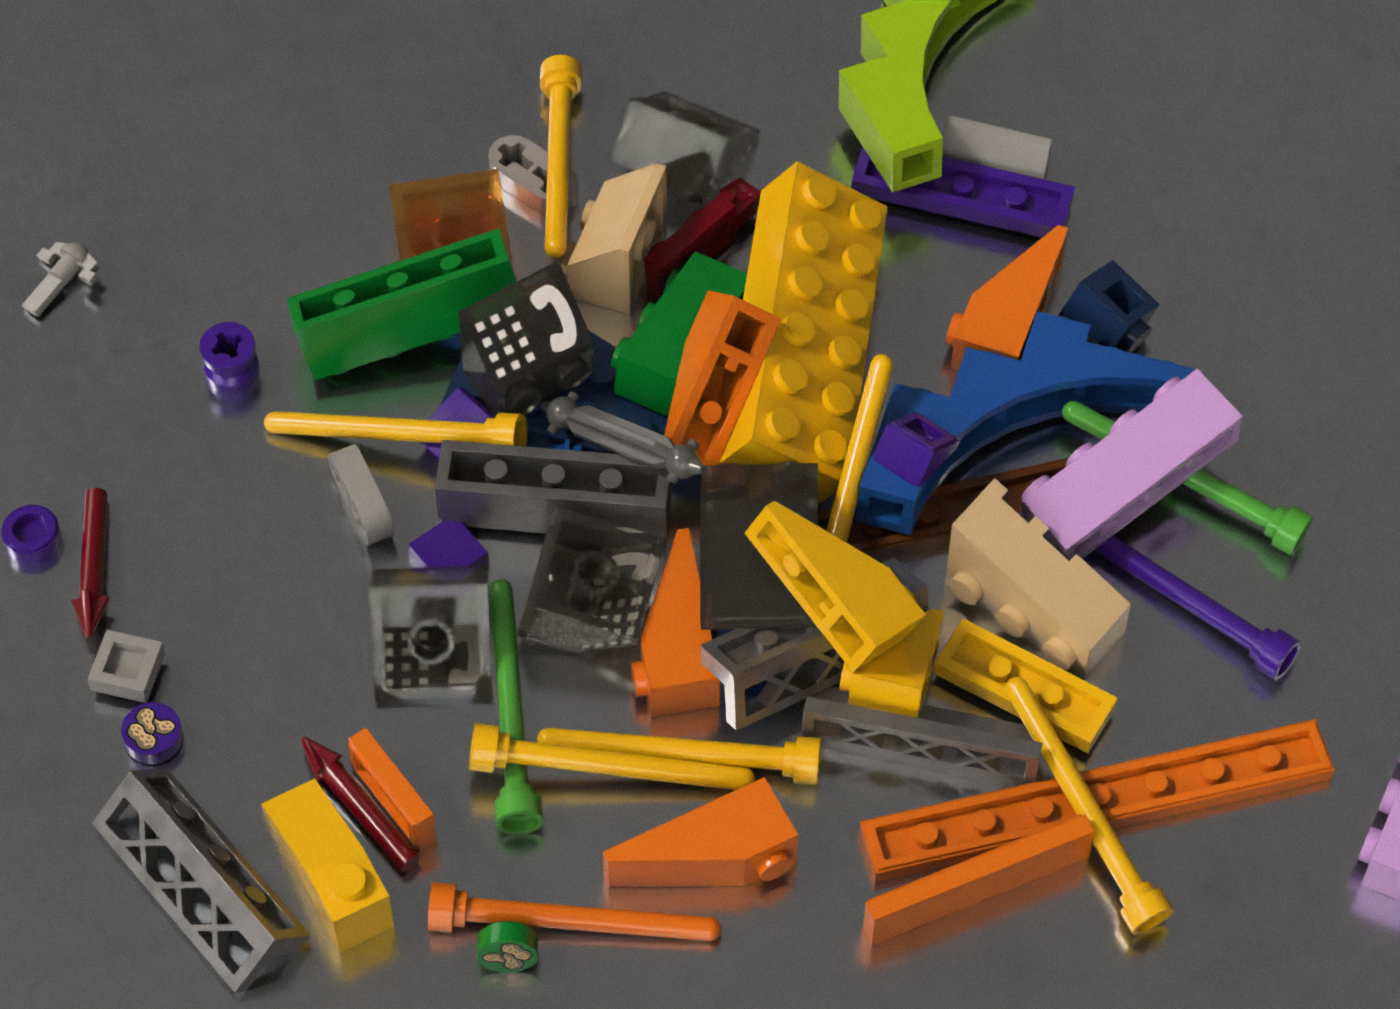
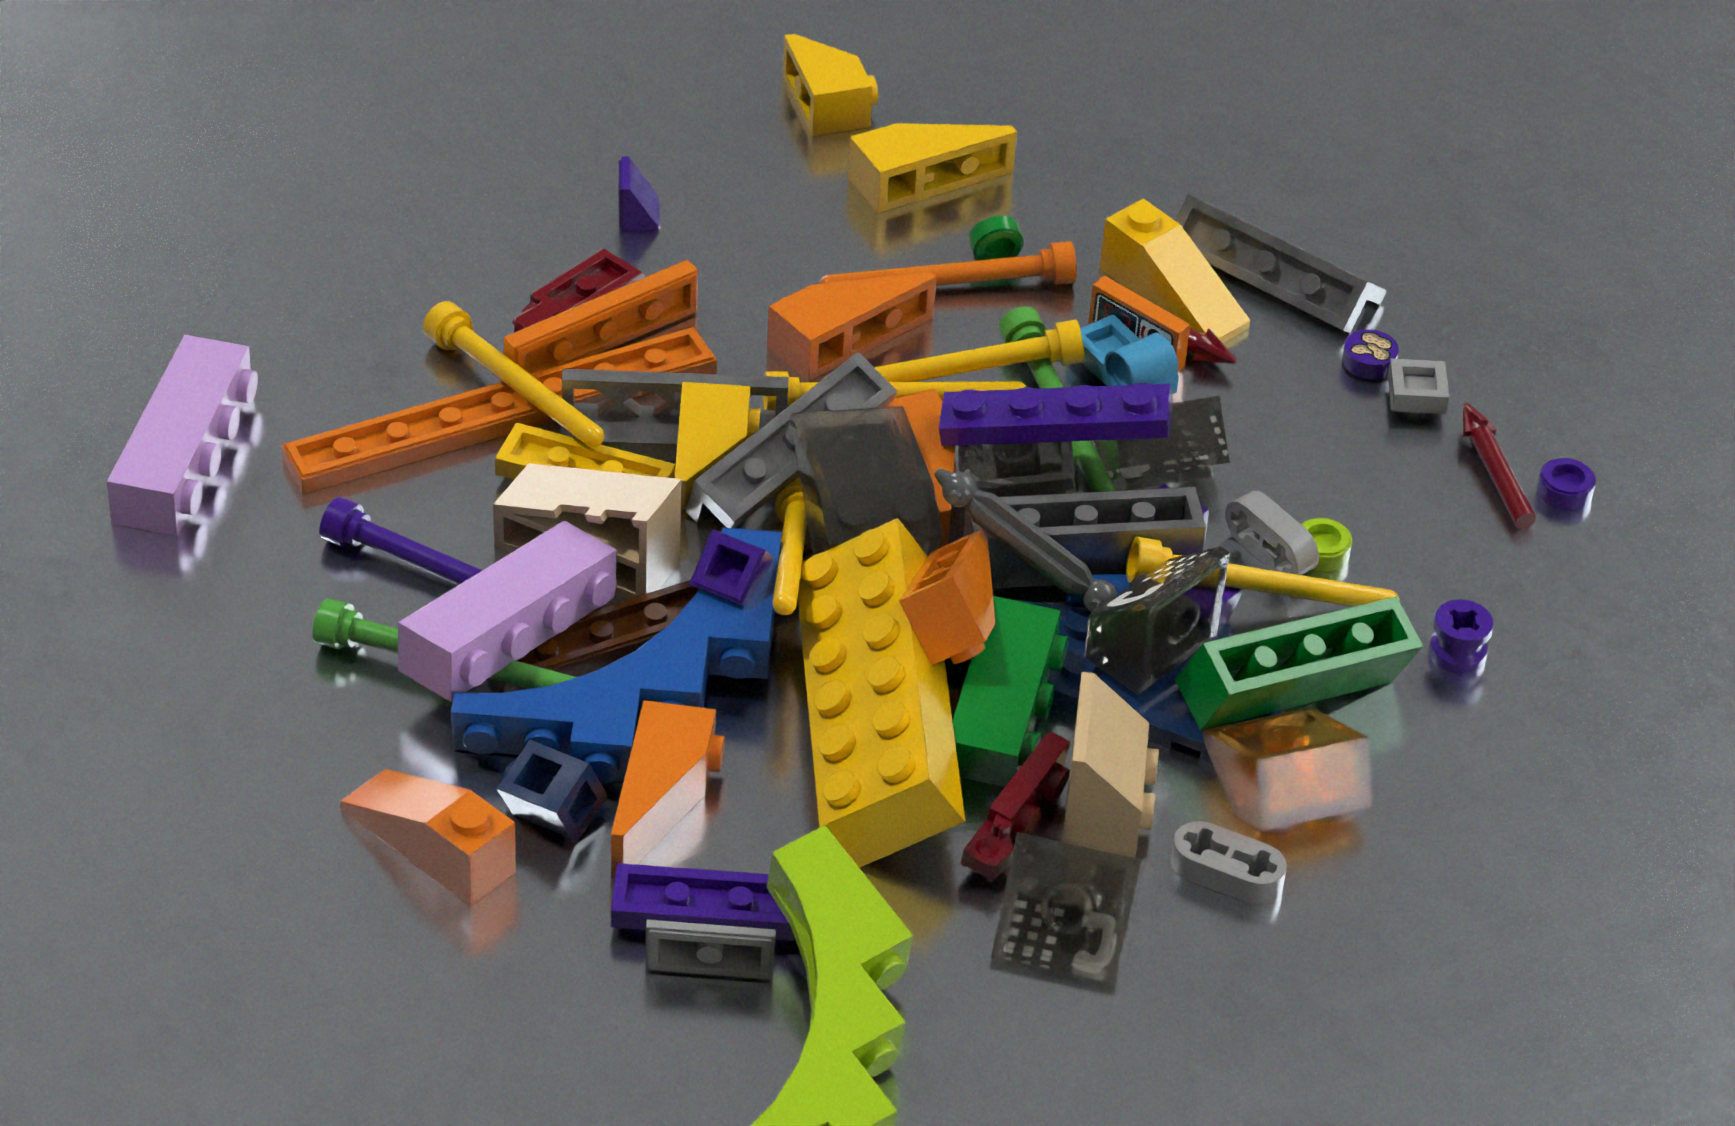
camera: 165 degrees right, 15 degrees down
(73, 258) = (1672, 709): light grey piece -> none
(309, 497) = (1332, 542): none -> lime tile
(426, 743) = (1124, 359): none -> dark azure plate
(547, 580) = (1056, 414): none -> dark purple plate
(561, 84) = (1237, 955): yellow piece -> none
(840, 588) = (778, 405): yellow slope -> none
(997, 932) = (580, 284): none -> dark red hinge
(1217, 297) = (439, 830): none -> orange slope

